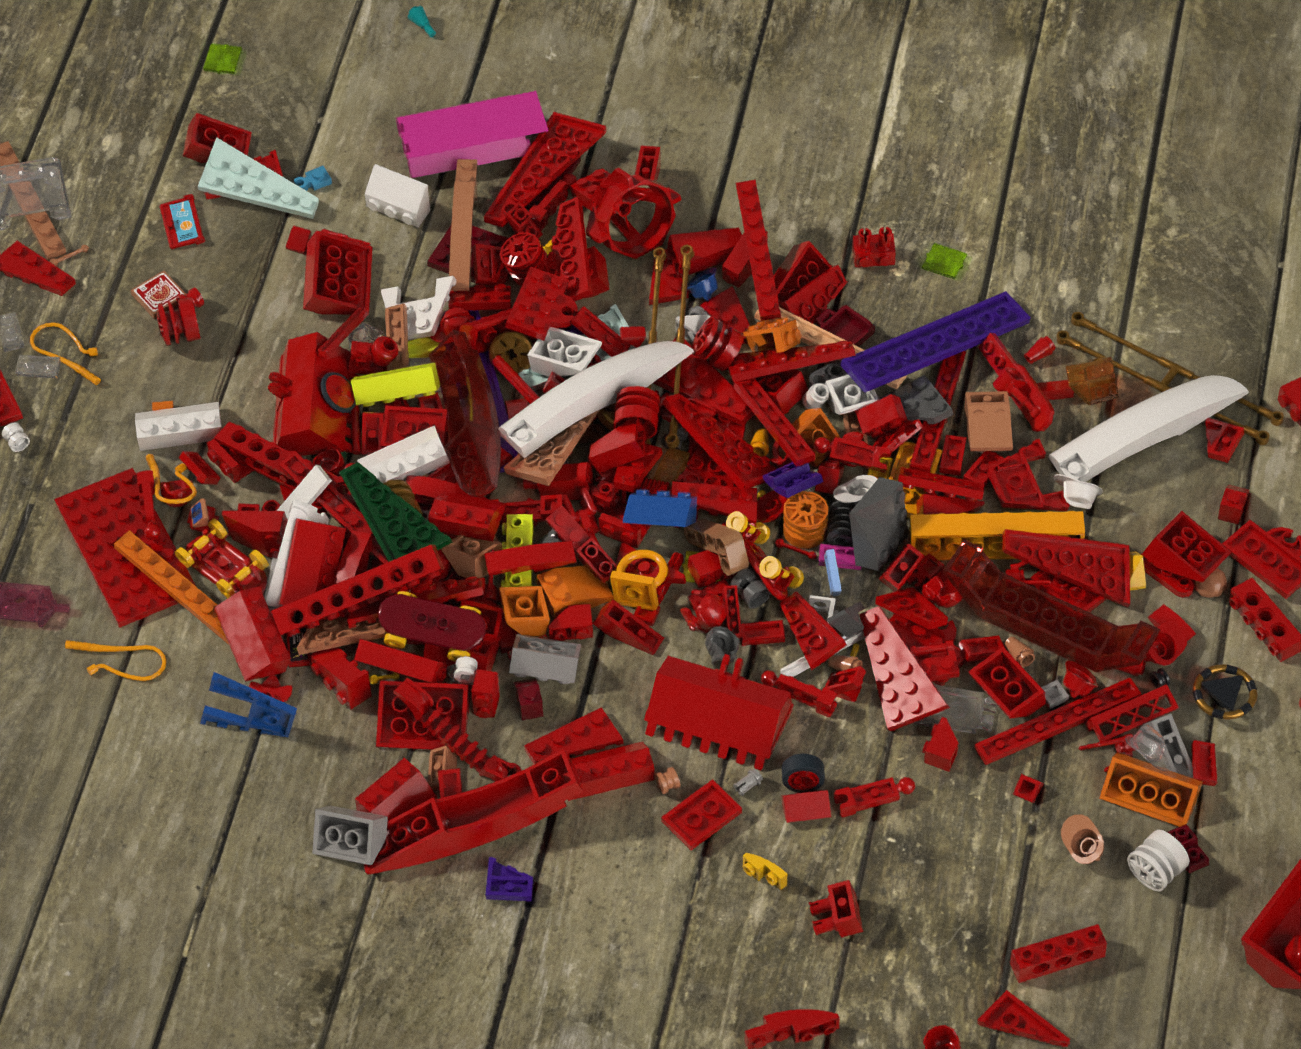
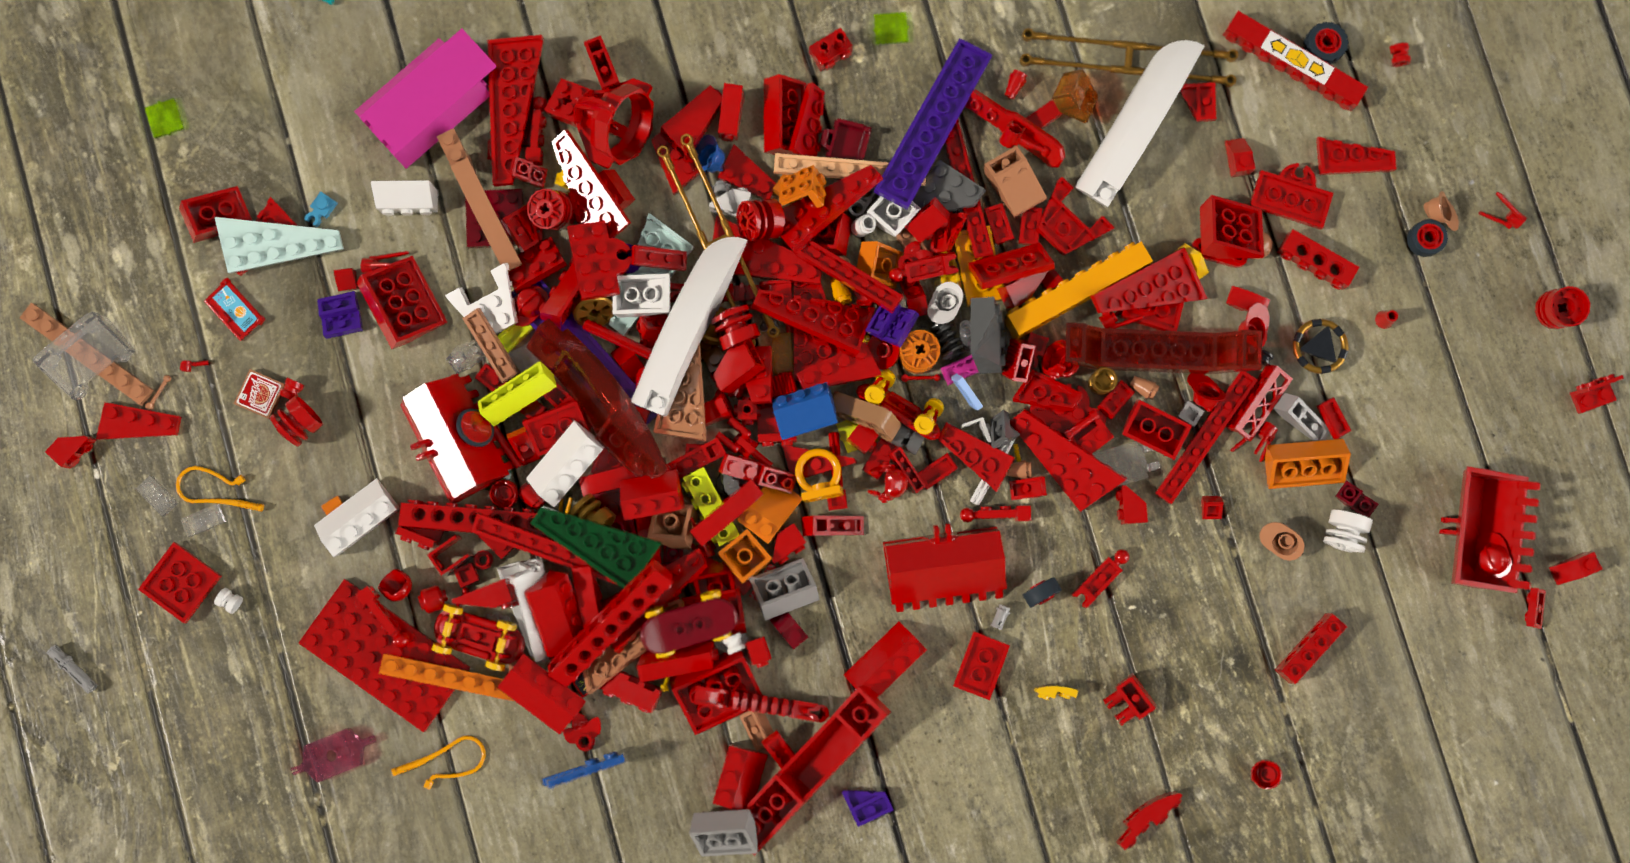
camera: 30 degrees left, 30 degrees up
(109, 244) = (186, 366): none -> red hand
(178, 470) = (384, 562): light orange piece -> none
(199, 467) = (400, 551): red plate -> none
(199, 514) = (432, 605): nougat slope -> none
(244, 481) = (439, 566): none -> red piece
(274, 265) = (340, 315): none -> dark purple slope
(308, 489) = (510, 551): white tile -> none
(343, 332) = (443, 364): red axle -> none
(359, 357) = (471, 380): red brick -> none
(384, 351) = (488, 367): red head -> none
(580, 735) = (849, 641): red wing -> none
(633, 335) = (684, 242): red slope -> none
(667, 780) = (939, 649): nougat wheel -> none
(721, 642) = (919, 509): dark grey hair -> none
(758, 250) = (745, 108): red plate -> none
(806, 806) = (1055, 614): red brick -> none
(977, 622) = (1102, 381): none -> pearl gold wheel
(1015, 1017) = (1303, 719): red wing -> none
(1078, 493) = (1118, 215): white piece -> none
(1150, 746) = (1294, 434): clear piece -> none

